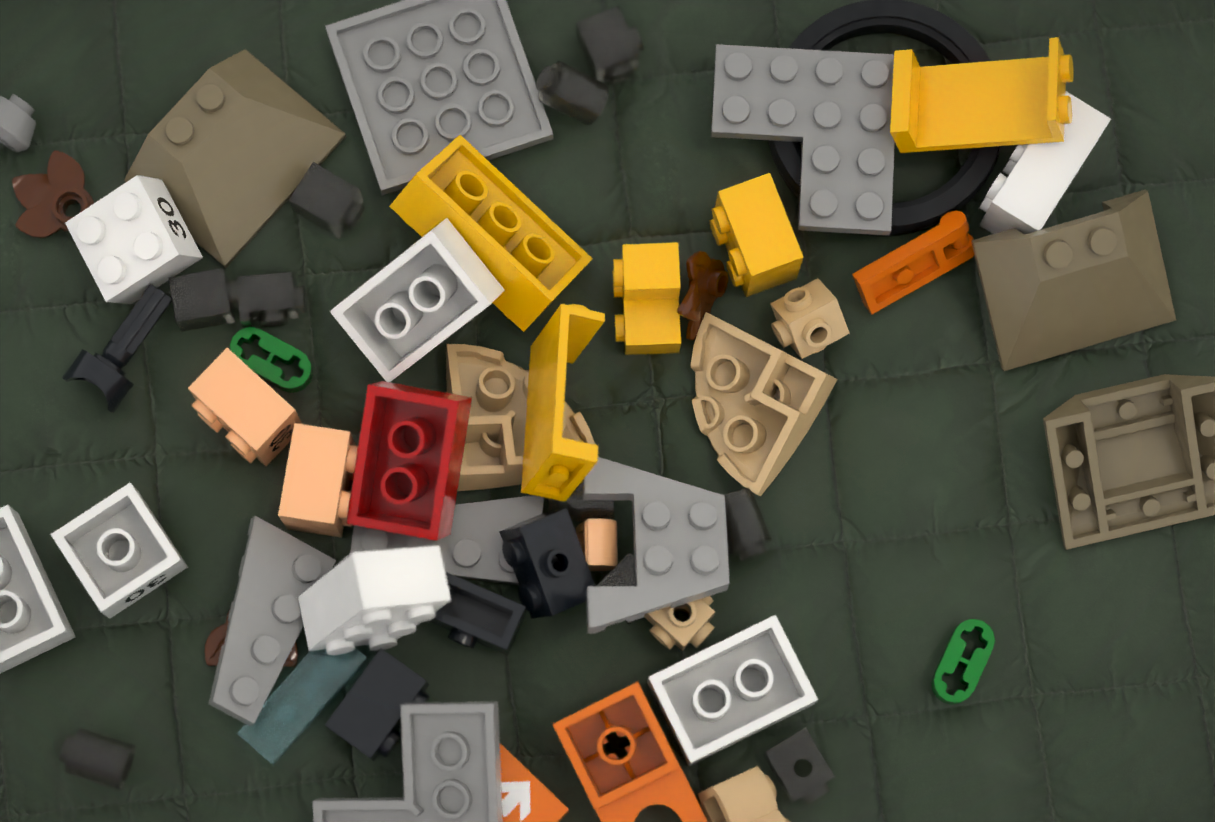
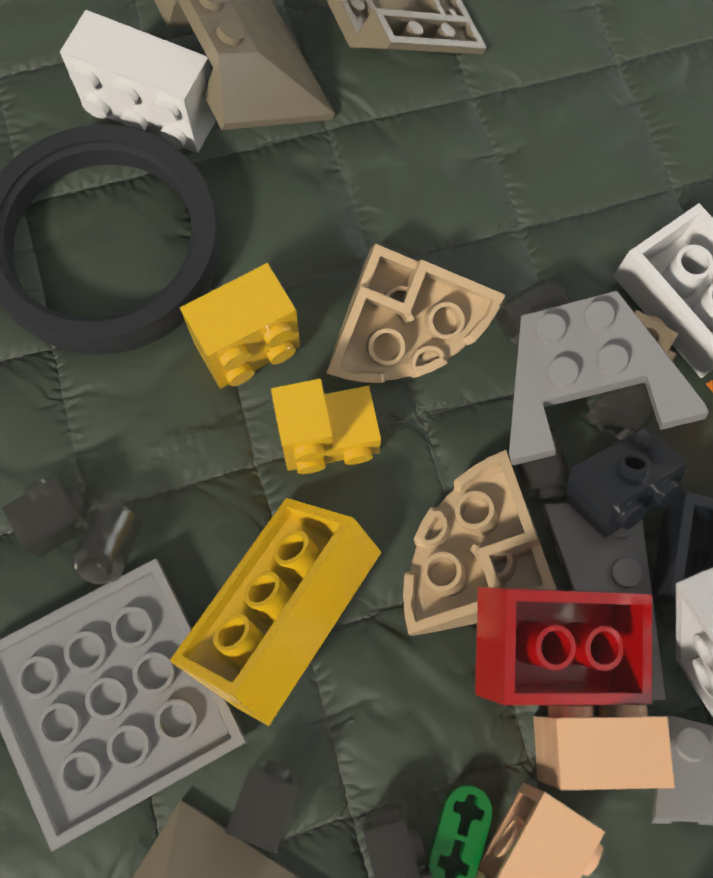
camera: 100 degrees left, 5 degrees down
(417, 300) = (377, 670): white brick -> none
(553, 463) = (467, 500): yellow panel -> none
(599, 543) = (585, 439): light nougat brick -> none
(706, 284) = (297, 372): reddish brown plate -> none
(808, 319) = (318, 273): tan brick -> none
(831, 105) = (96, 272): light grey plate -> none
(915, 262) = (245, 191): orange plate -> none
(973, 666) = (607, 113): green beam -> none
(980, 102) = (77, 121): yellow panel -> none

